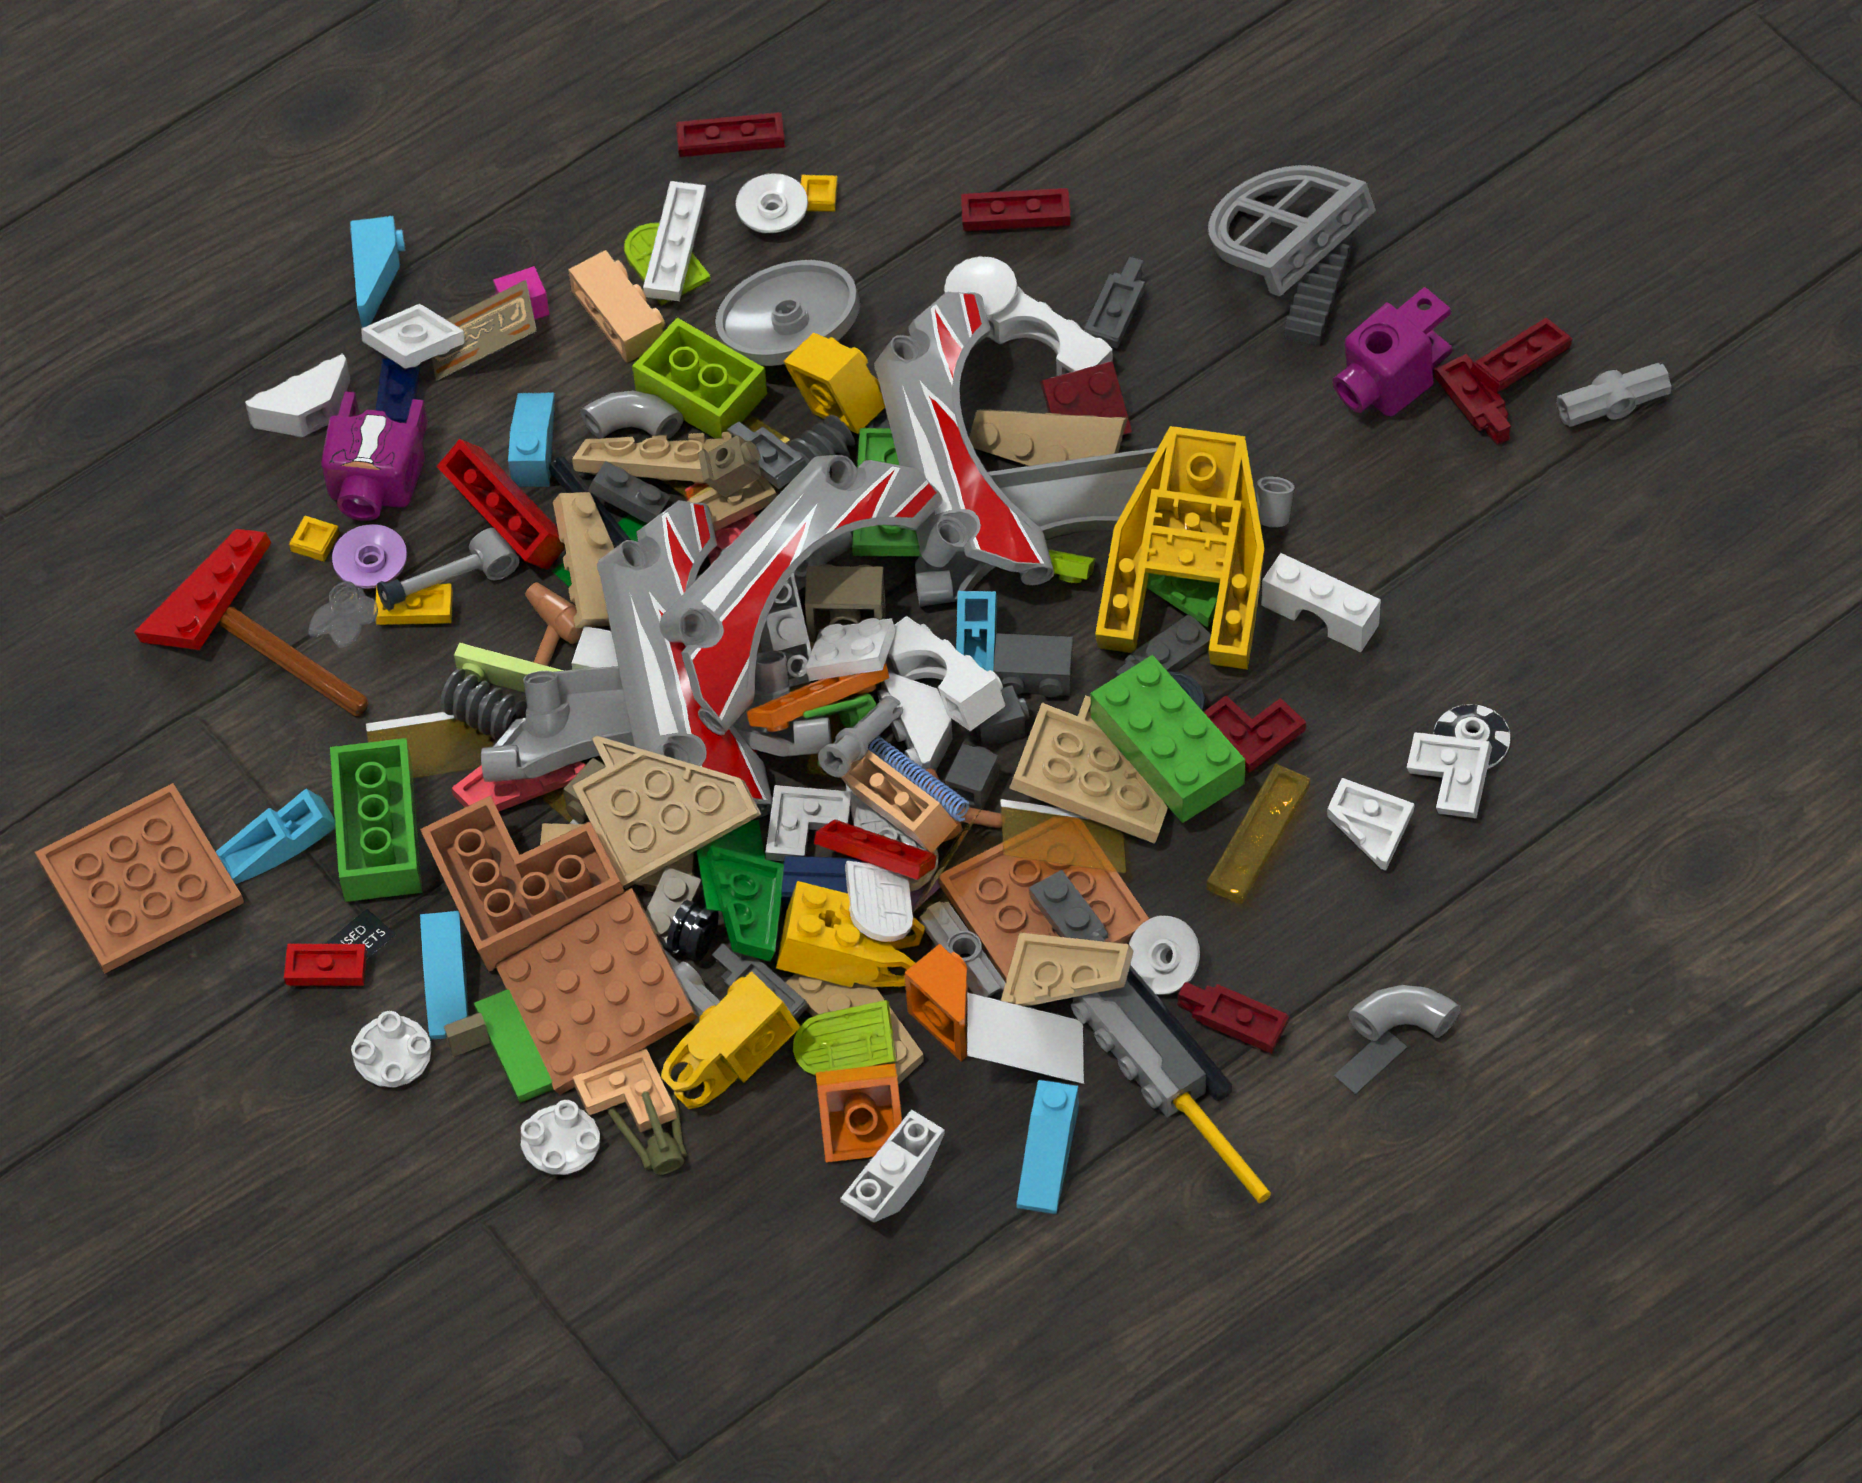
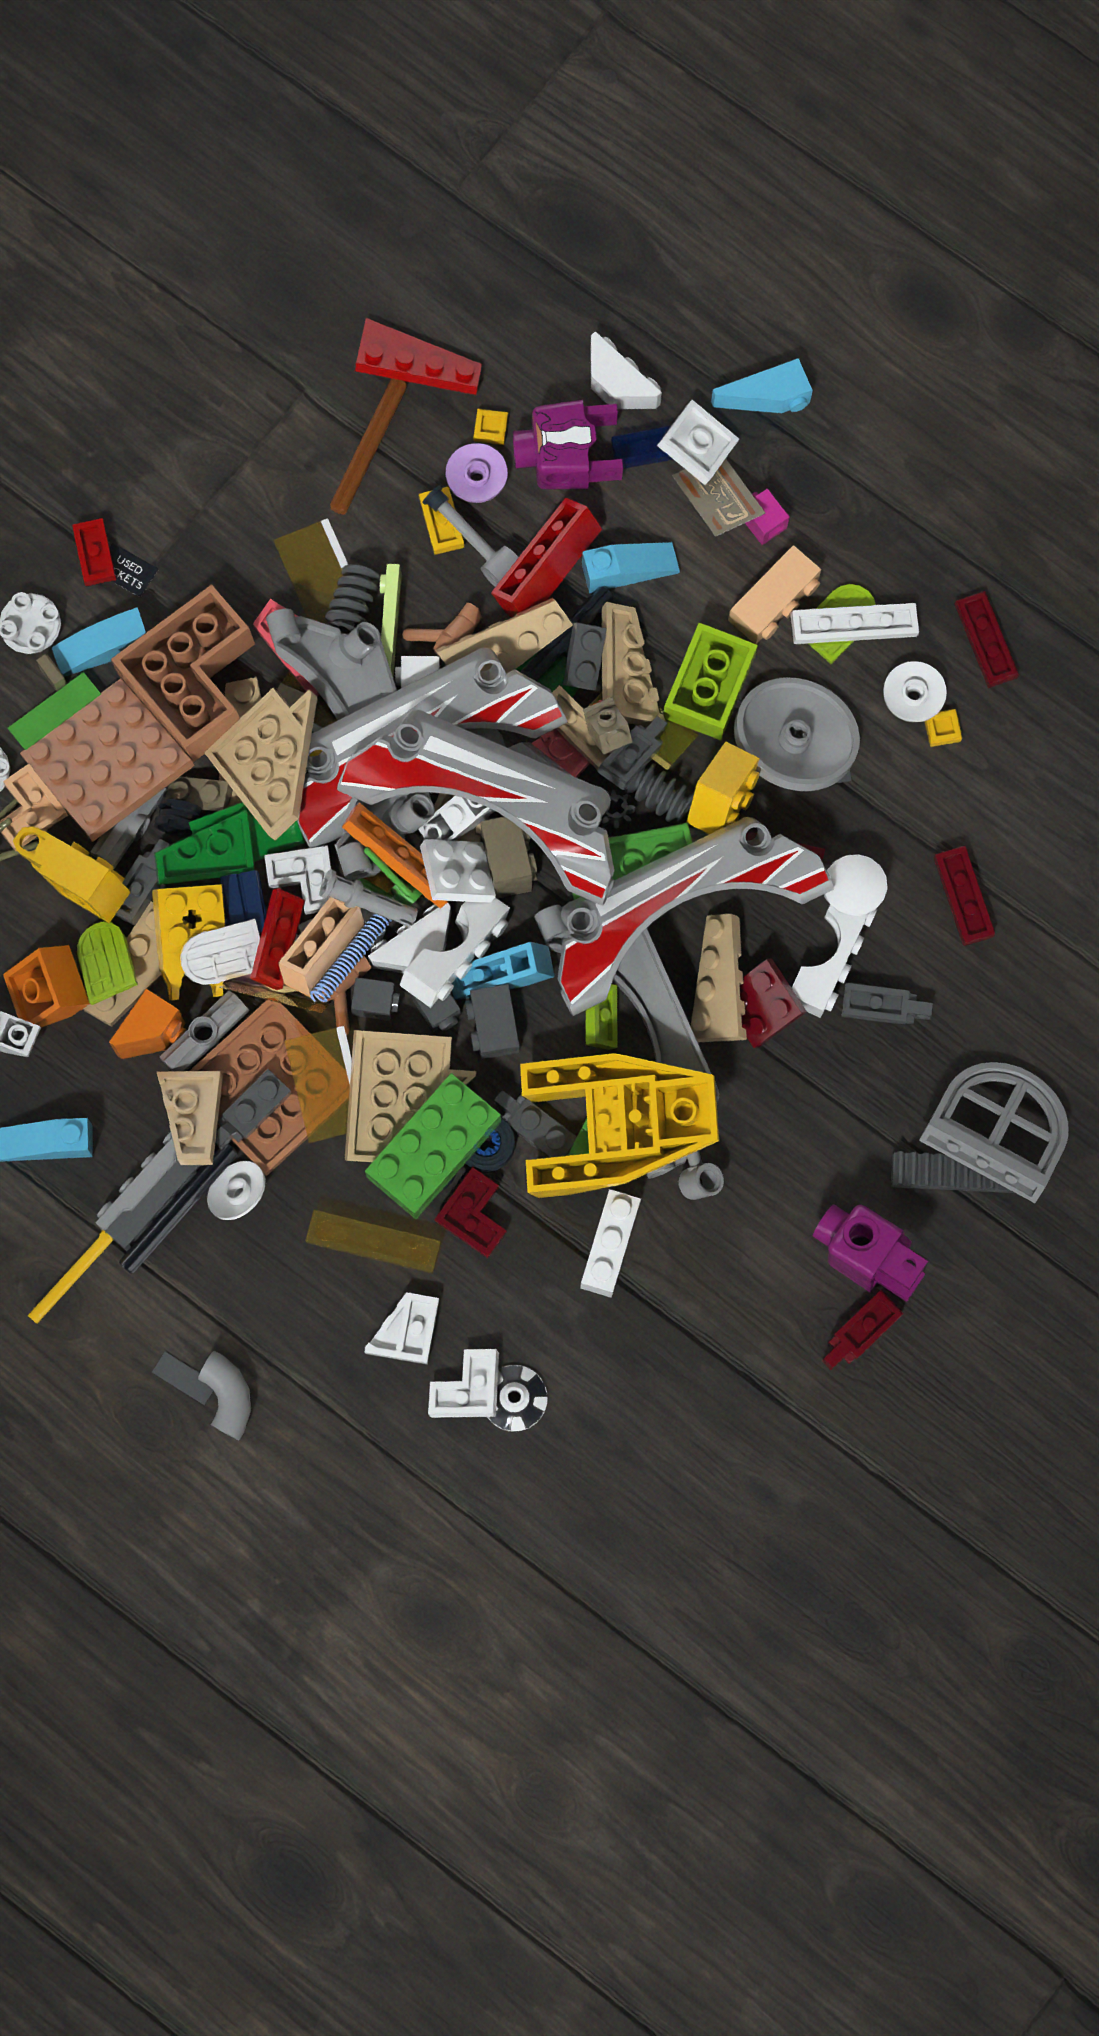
camera: 70 degrees right, 20 degrees up
(139, 878) = (141, 392): nougat plate -> none
(276, 836) = (198, 481): medium azure slope -> none
(344, 614) = (419, 470): clear plate -> none
(375, 820) = (225, 549): bright green brick -> none
(631, 410) = (671, 635): light grey cylinder -> none
(1024, 1038) = (131, 1098): white sticker -> none
(1234, 1015) = (196, 1260): dark red hinge -> none
(1521, 355) = (915, 1362): dark red tile -> none
(1613, 394) = (893, 1451): light grey piece -> none

